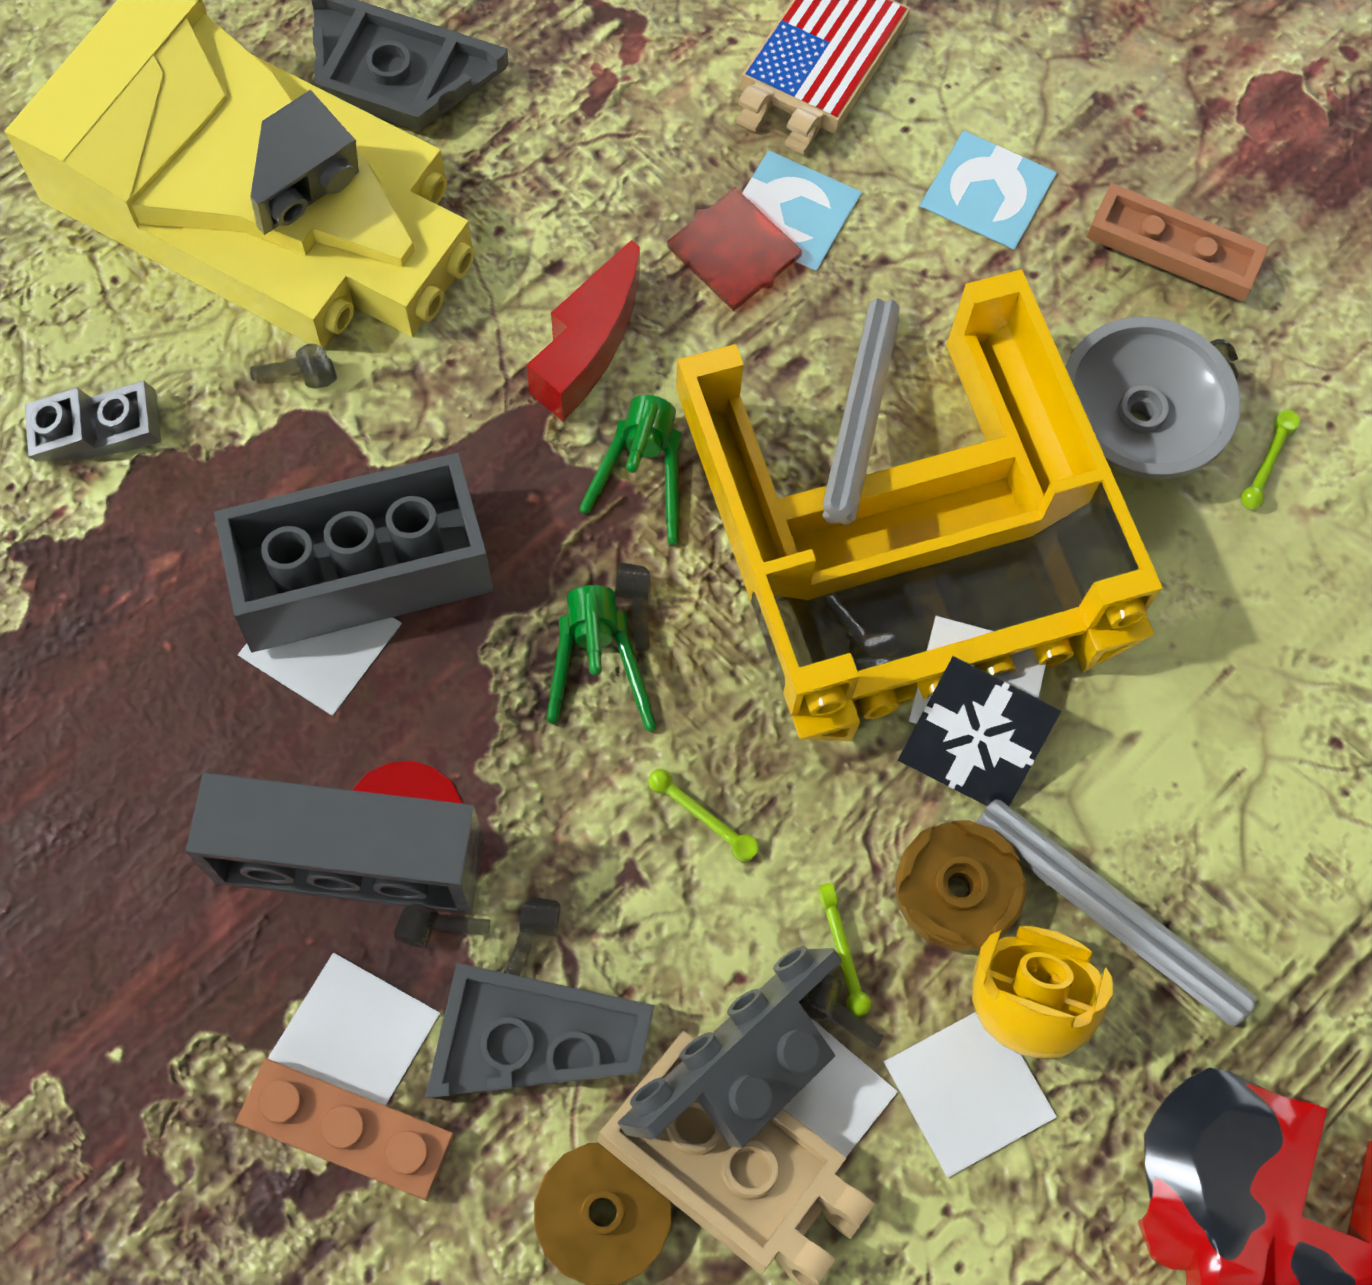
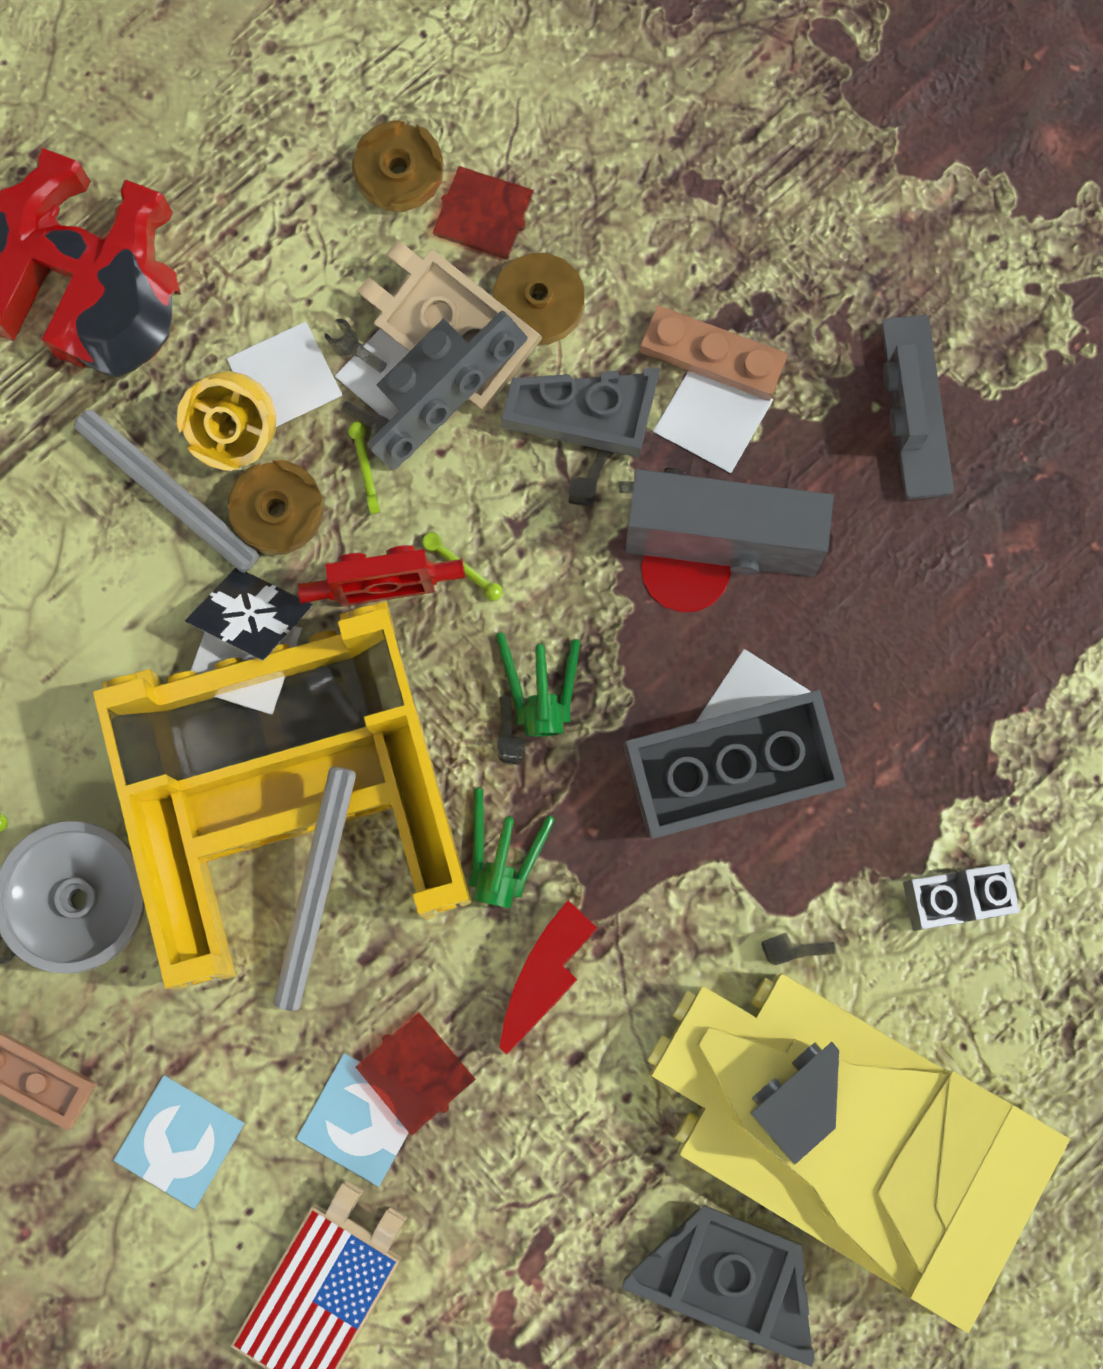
camera: 170 degrees left, 10 degrees up
(57, 1050) = (916, 407): none -> dark grey bracket
(807, 767) = (380, 578): none -> red plate
(871, 1129) = (349, 344): none -> clear smoke hand

